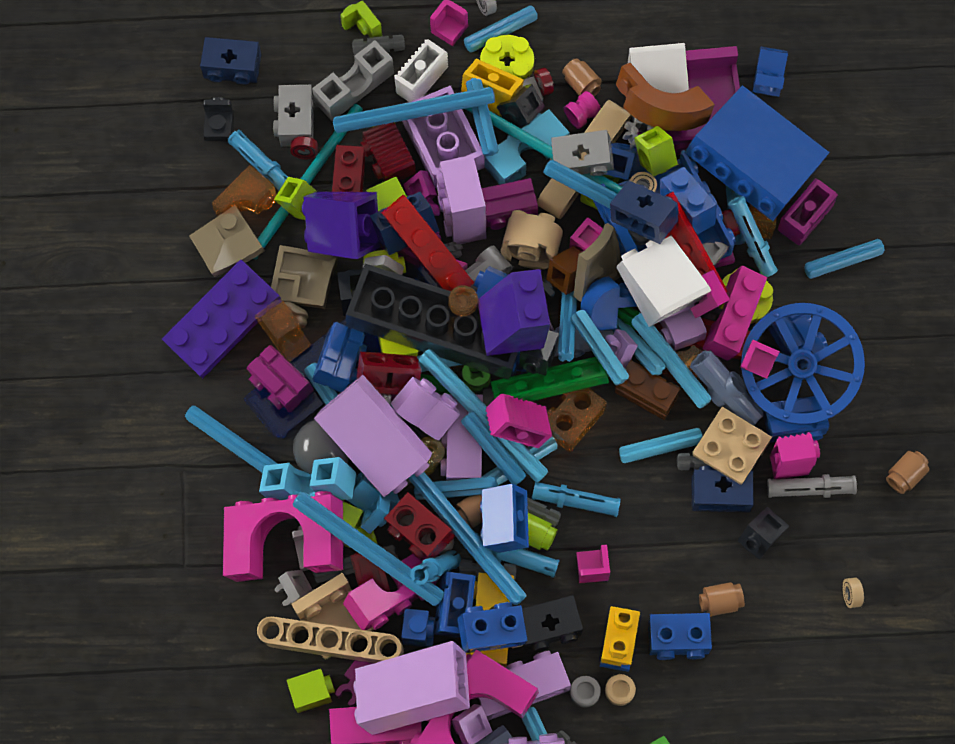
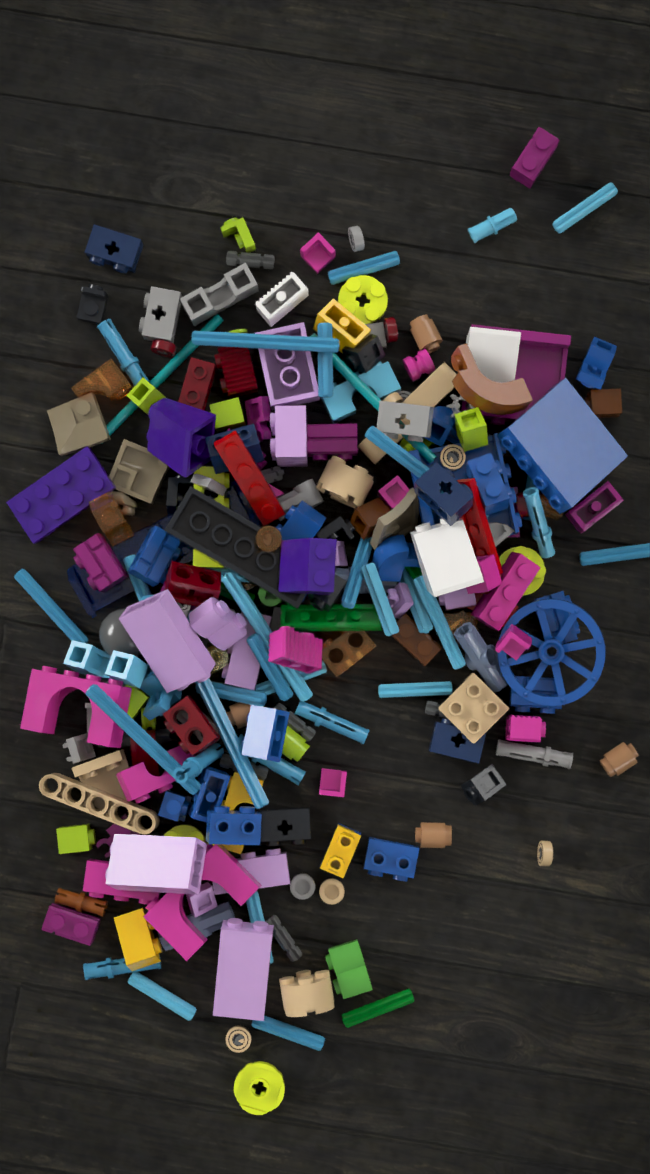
camera: 15 degrees right, 15 degrees up
(792, 105) = (605, 402): none -> reddish brown brick

